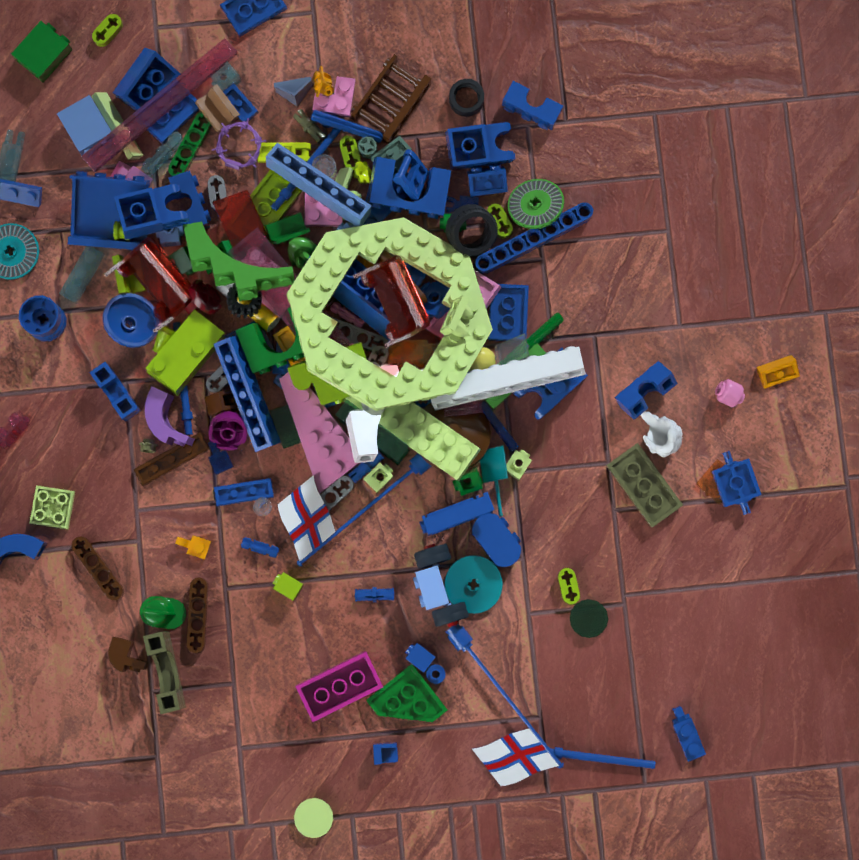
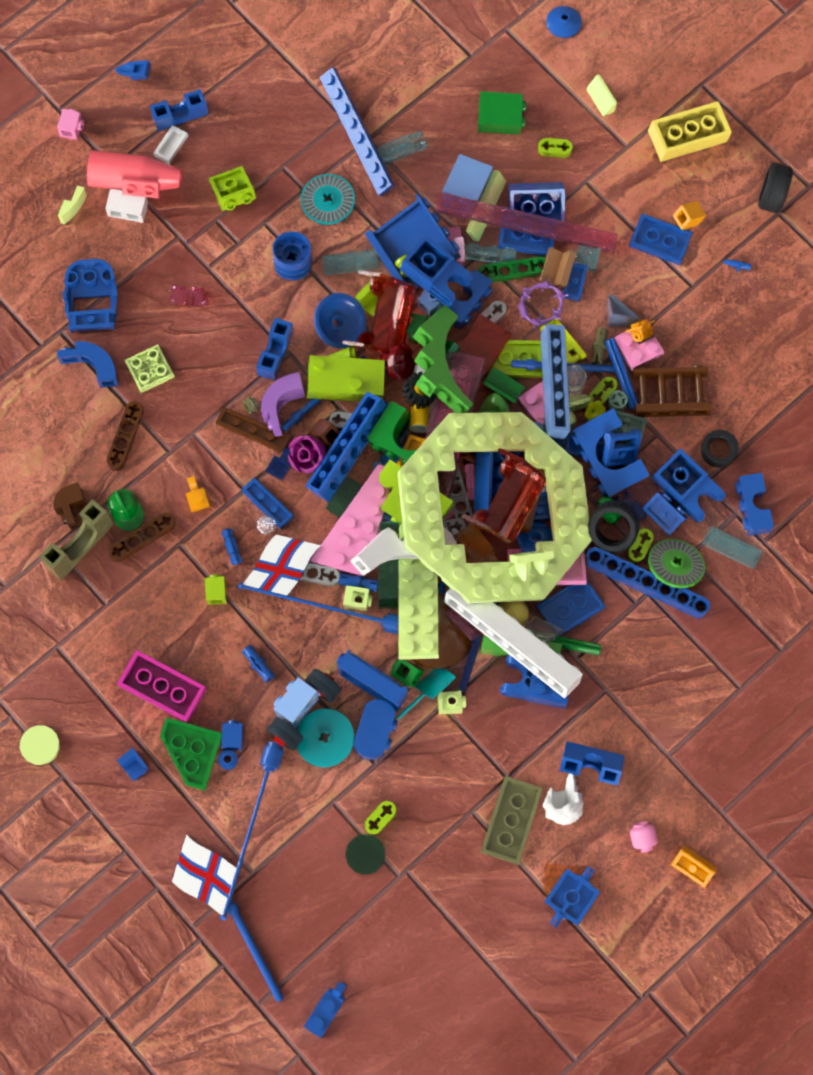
camera: 55 degrees right, 10 degrees down
(553, 150) = (732, 547): none -> clear light blue plate

